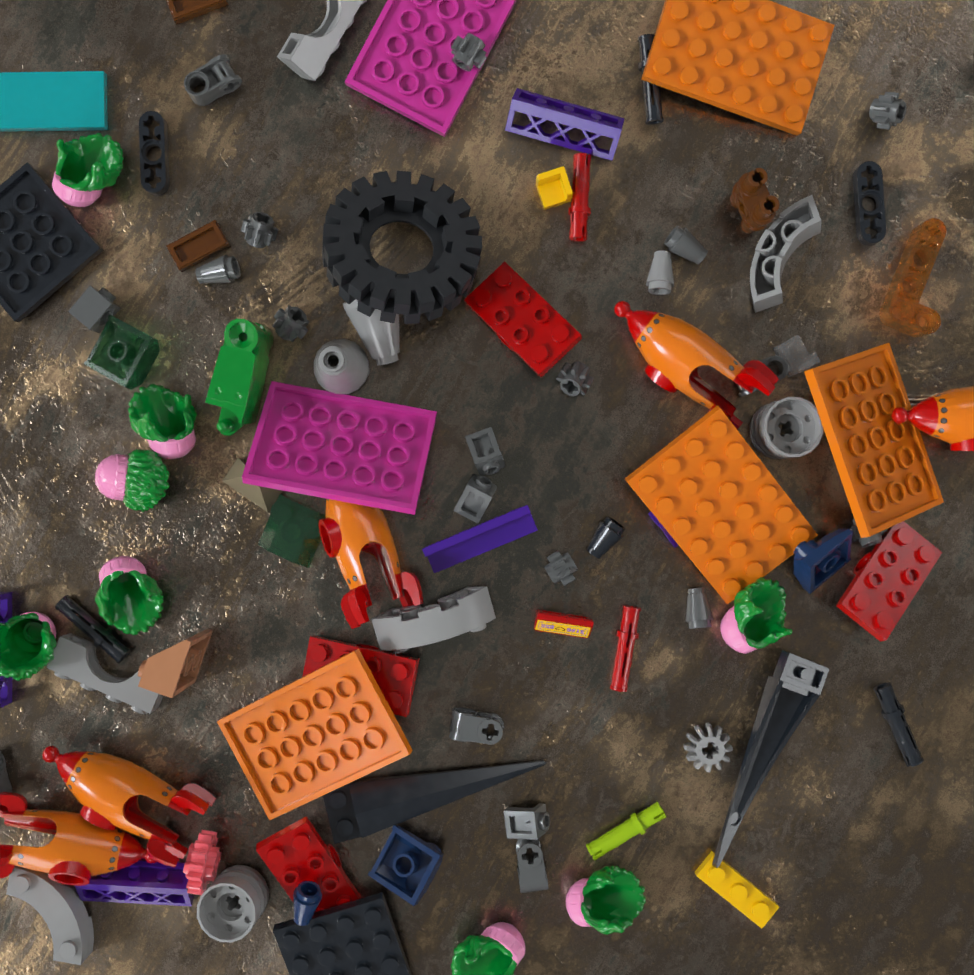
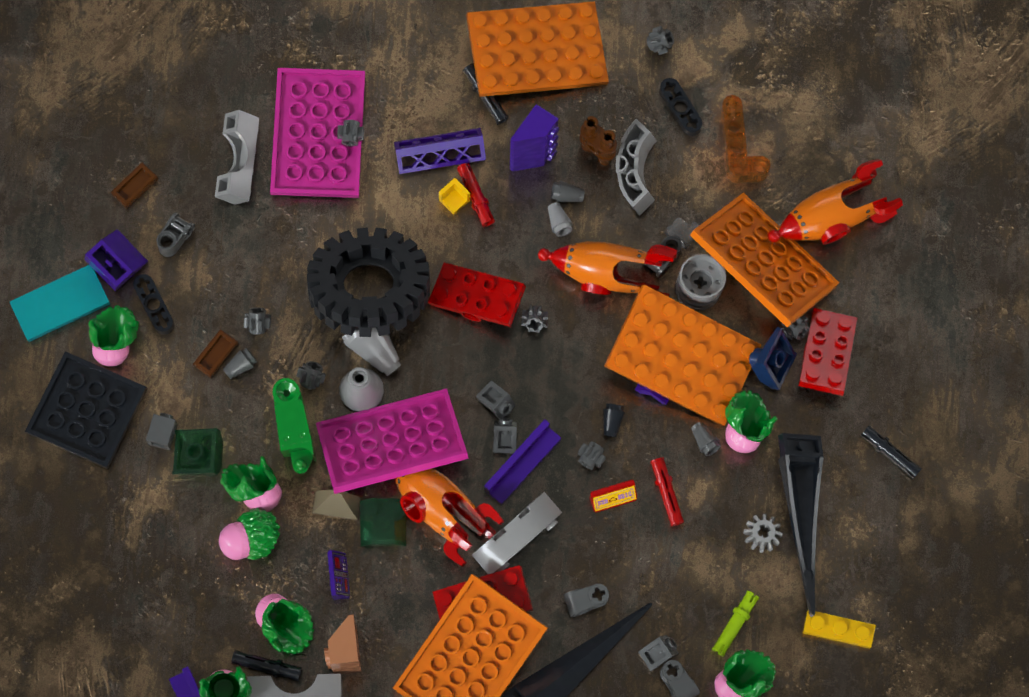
camera: 25 degrees left, 15 degrees down
(130, 78) = (115, 259): none -> dark purple slope
(216, 566) = (338, 575): none -> slope
(680, 164) = (534, 140): none -> dark purple slope

